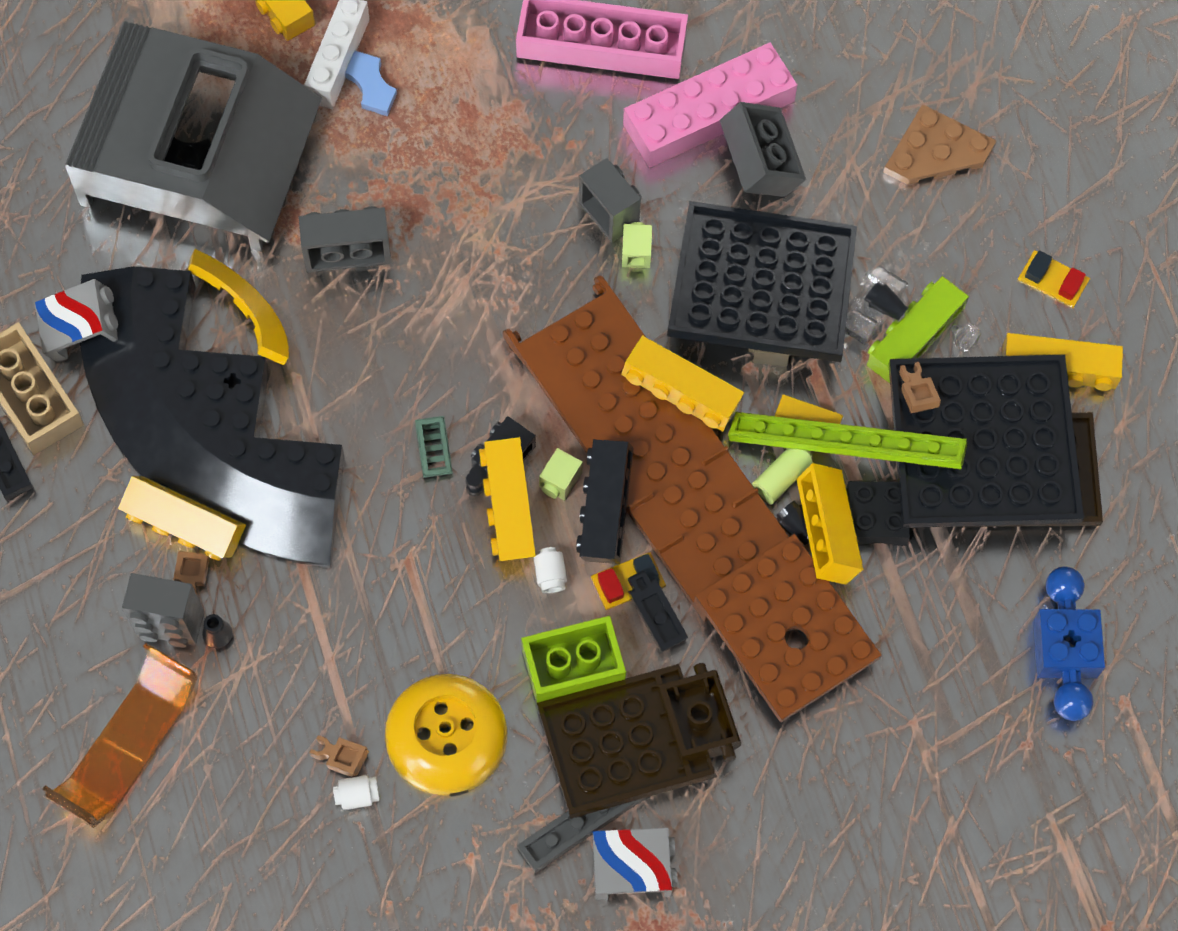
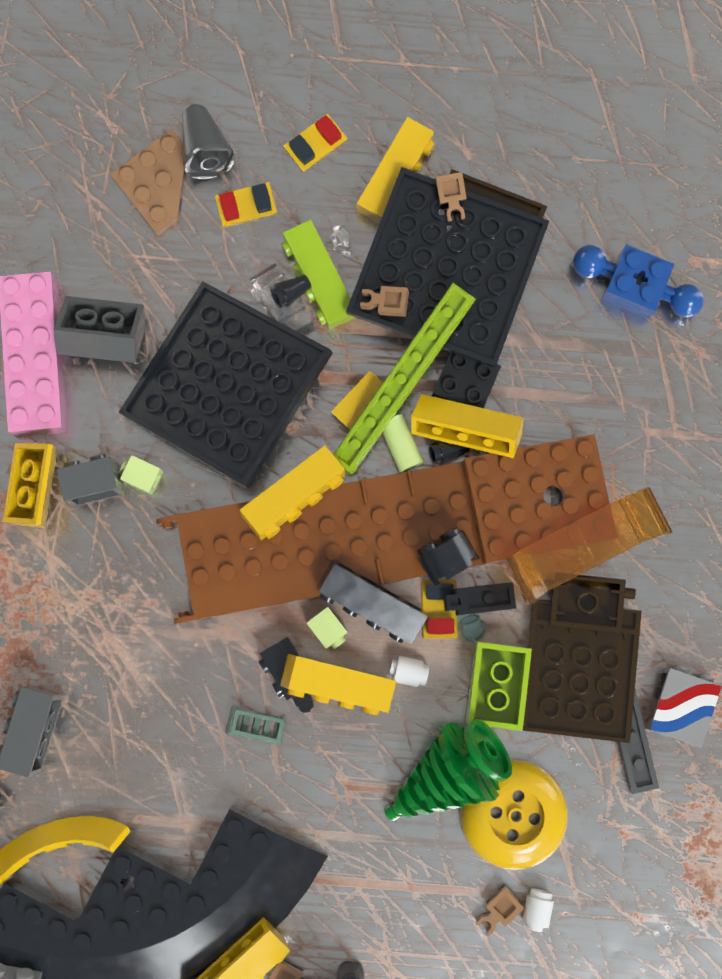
camera: 70 degrees left, 15 degrees up
(469, 641) = (454, 773): none -> green plant
(581, 149) = (30, 484): none -> yellow slope
(622, 615) = (472, 627): none -> clear light blue plate
(684, 549) = (447, 557): none -> black brick
(754, 678) = (587, 543): none -> clear orange windscreen
(956, 239) = (246, 204): none -> piece
(993, 173) = (204, 144): none -> dark grey cone
(1061, 406) = (451, 191): none -> medium nougat plate

